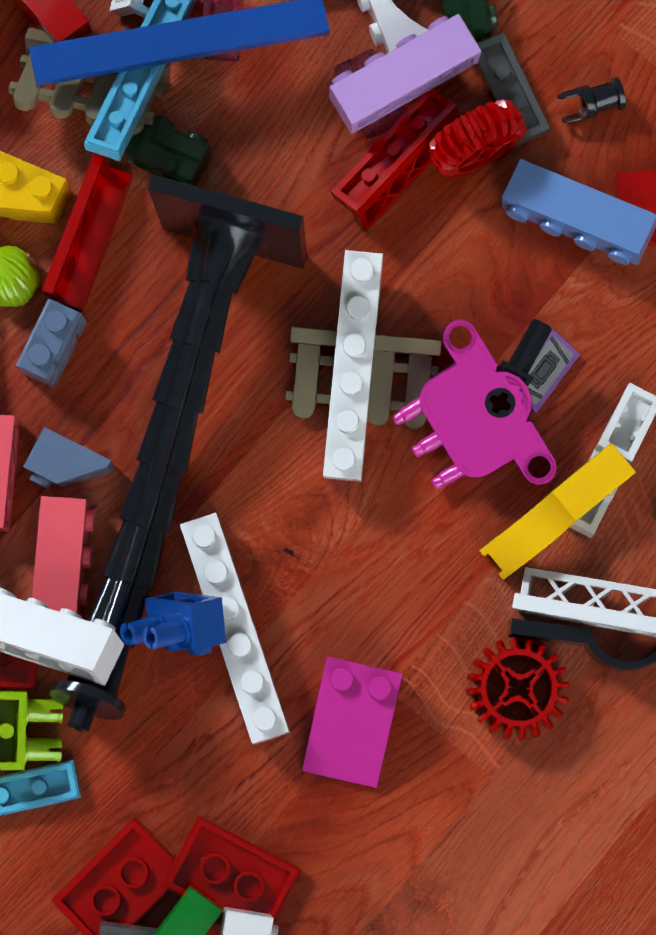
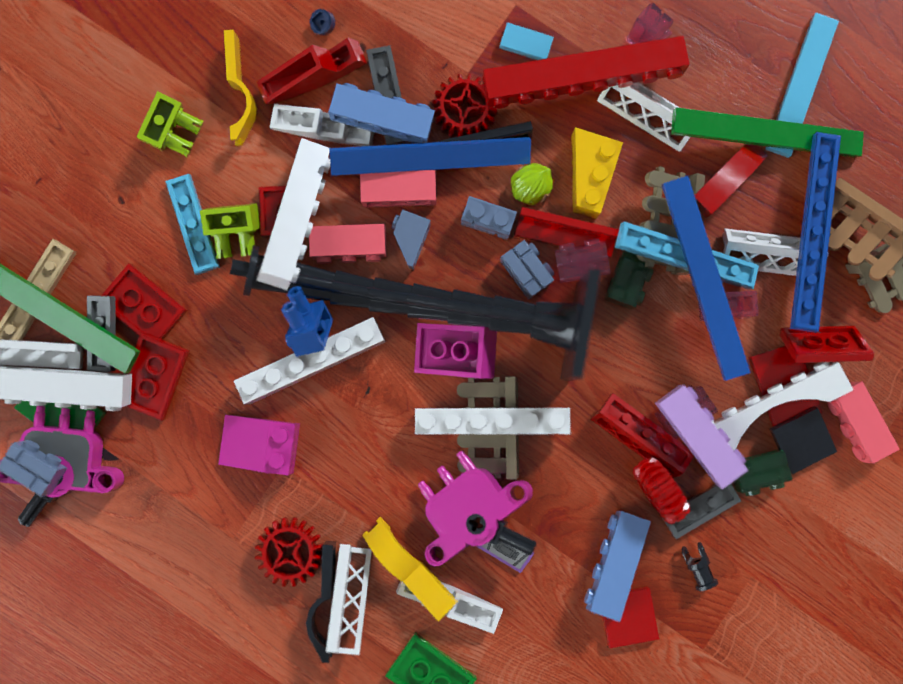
camera: 80 degrees right, 5 degrees up
(133, 218) = (576, 261): none -> clear pink brick
(135, 295) = (527, 269): none -> sand blue brick
(243, 413) = (455, 350): none -> dark pink slope

